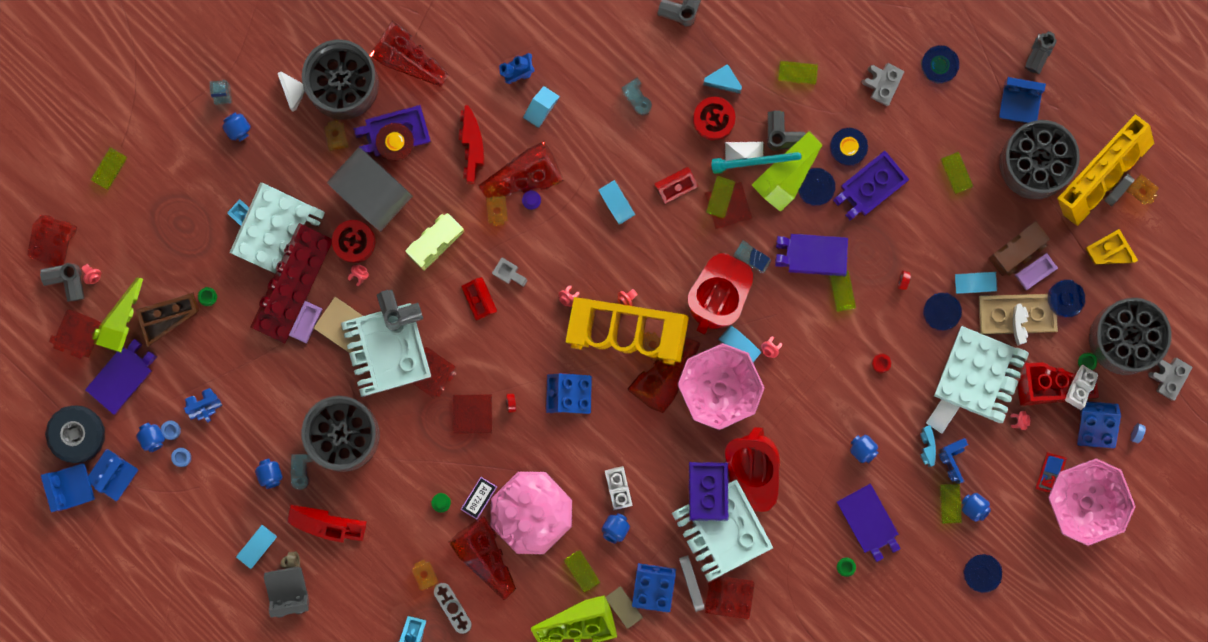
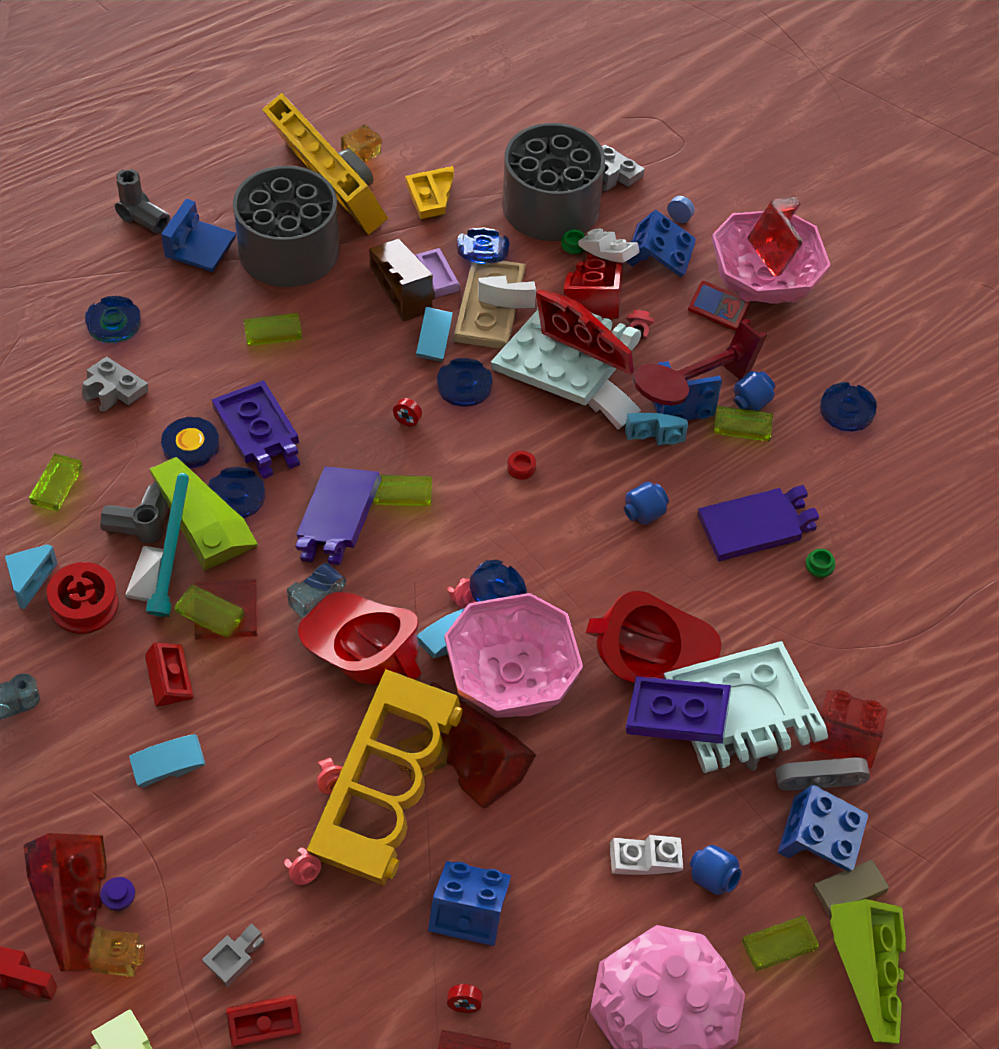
camera: 85 degrees left, 30 degrees down
(777, 367) = (495, 580): none -> clear blue tile
(942, 443) = (671, 387): none -> dark red piece
(993, 374) = (579, 329): none -> red wedge
(1095, 496) = (775, 236): none -> clear red bracket

